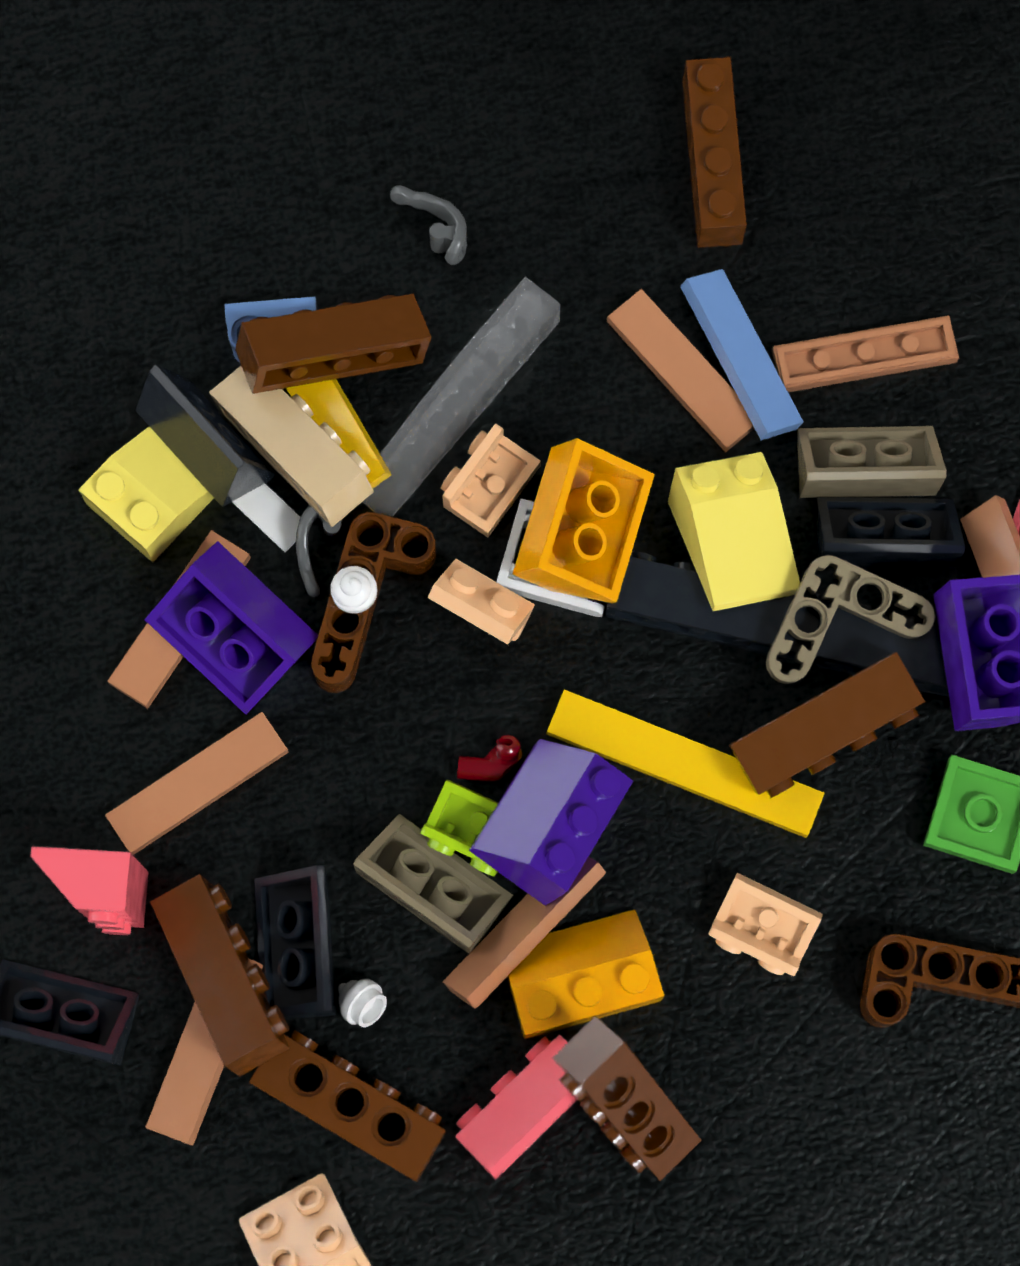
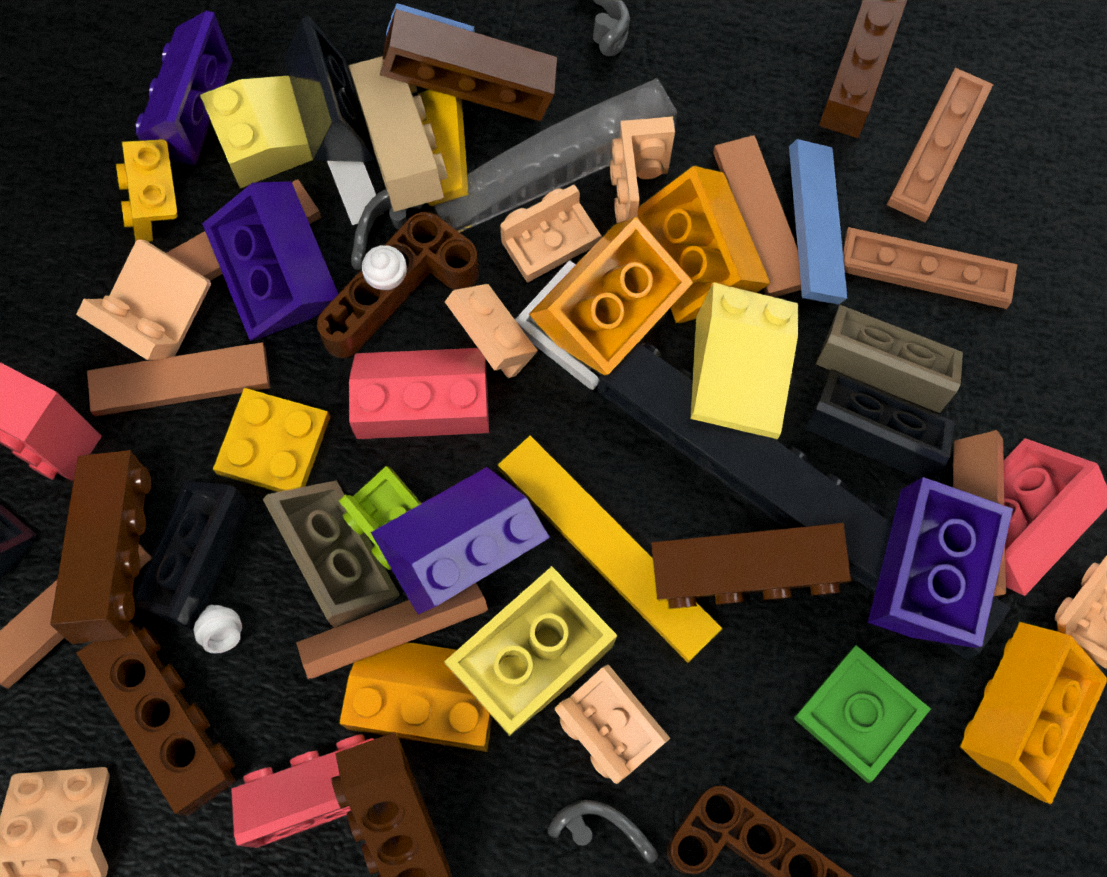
camera: 25 degrees right, 5 degrees down
(50, 489) = (192, 65): none -> dark purple slope
(69, 605) = (149, 186): none -> yellow bracket
(134, 721) = (149, 303): none -> light nougat bracket
(319, 805) = (271, 442): none -> yellow plate
(439, 692) = (418, 393): none -> coral slope
(495, 764) = (437, 475): dark red arm -> none
(538, 363) = (639, 151): none -> light nougat bracket
(641, 420) = (704, 235): none -> light orange slope
(666, 891) = (531, 651): none -> light yellow slope
(766, 1022) = (572, 818): none -> dark grey piece
(825, 218) = (940, 145): none -> nougat tile
(843, 597) = (816, 457): dark tan beam -> none

